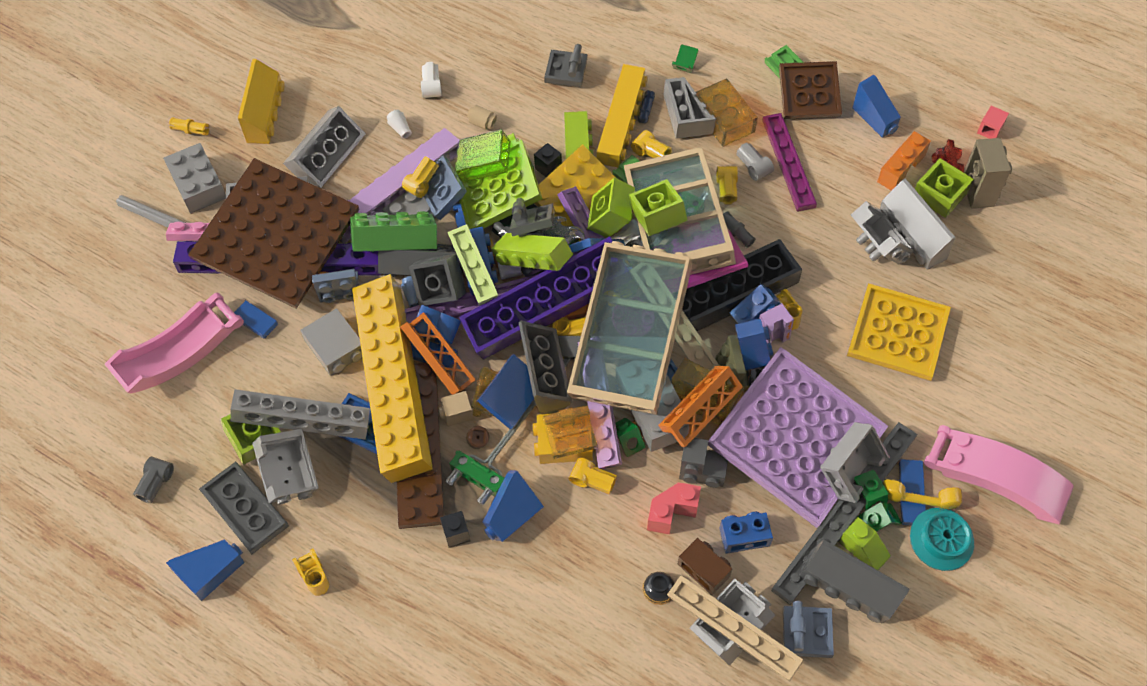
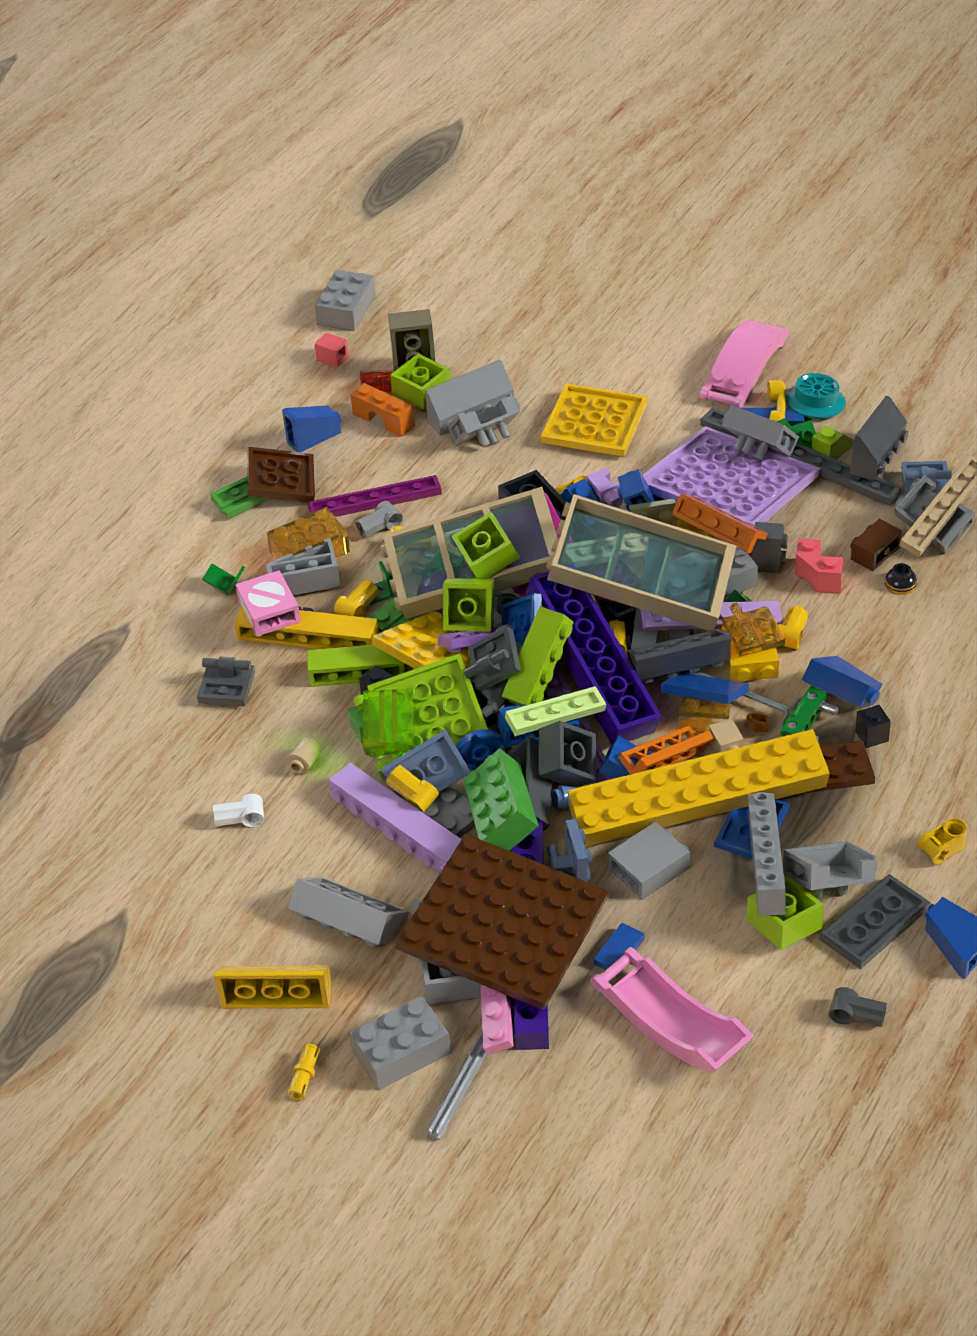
camera: 90 degrees left, 15 degrees down
(399, 123) = (306, 838): white cone -> none
(634, 78) = (268, 603): none -> bright pink brick
(745, 532) = (834, 518): blue brick -> none
(1069, 131) = (345, 300): none -> light grey brick

